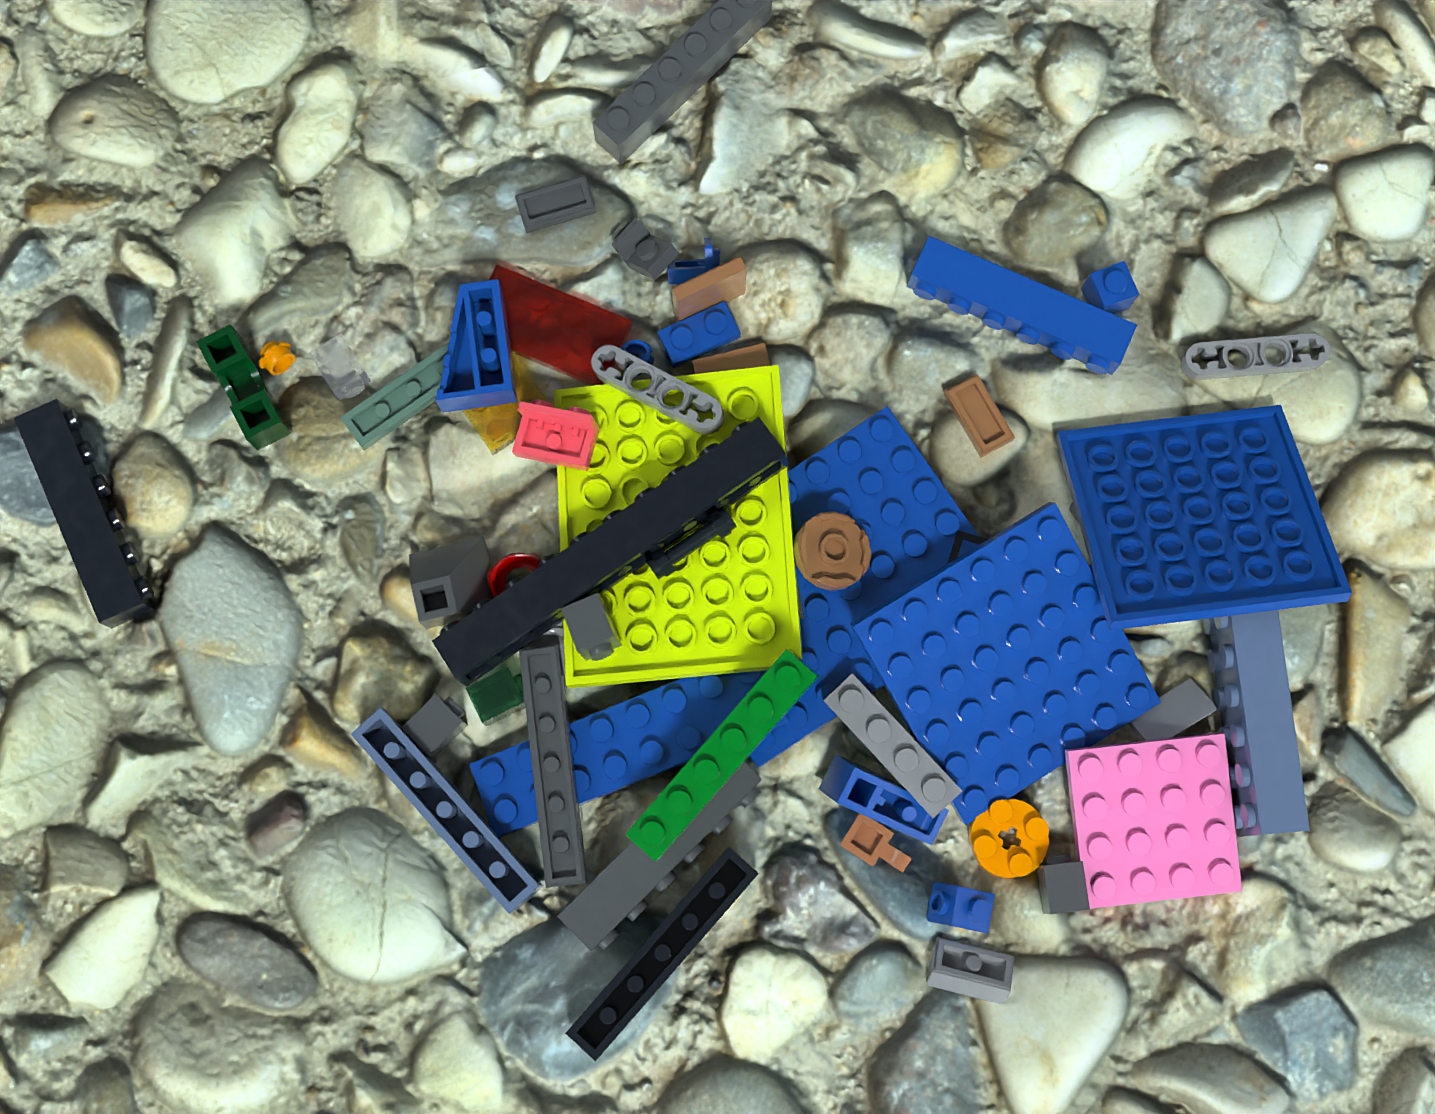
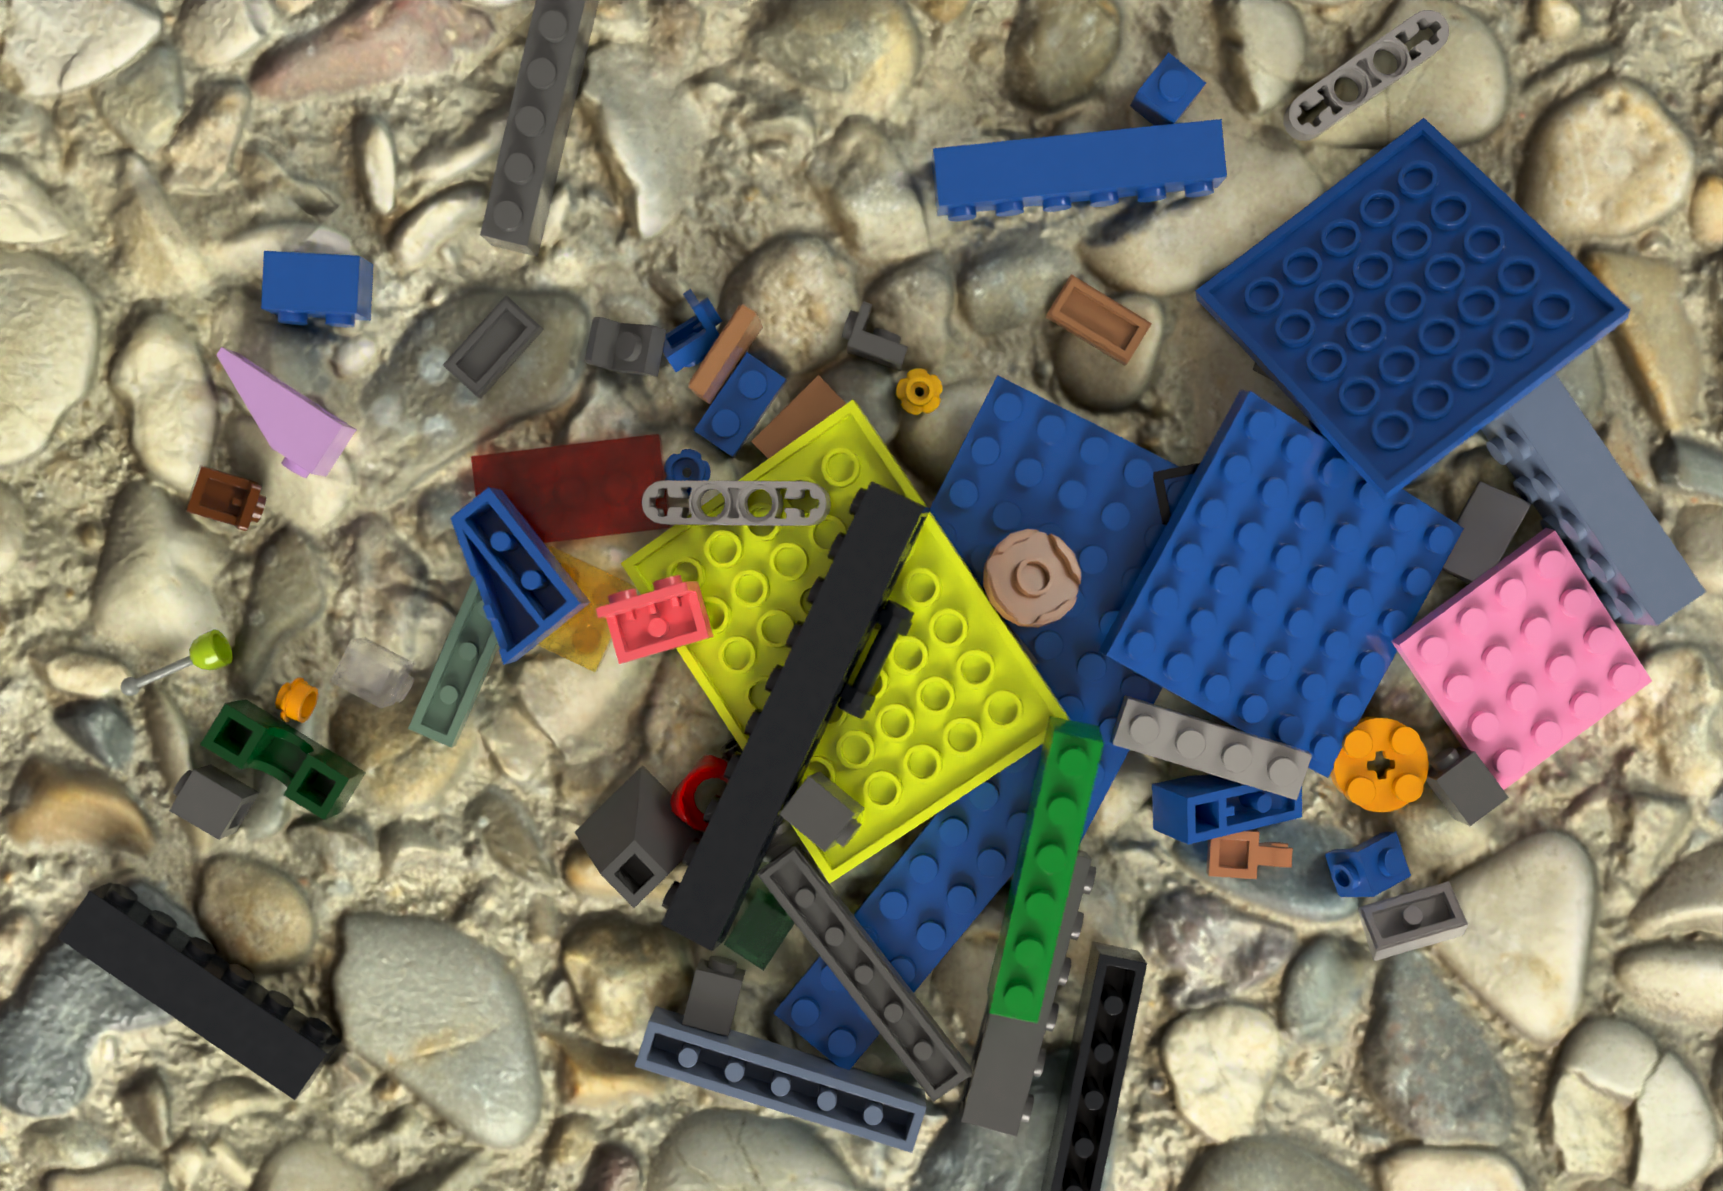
camera: 30 degrees left, 10 degrees up
(177, 390) = (212, 800): none -> dark grey brick
(238, 291) = (206, 652): none -> lime hinge
(316, 198) = (226, 498): none -> reddish brown bracket
(390, 173) = (289, 421): none -> lavender slope
(463, 100) = (317, 287): none -> blue brick
(815, 346) = (880, 347): none -> dark grey bracket
(823, 402) = (919, 379): none -> yellow plate

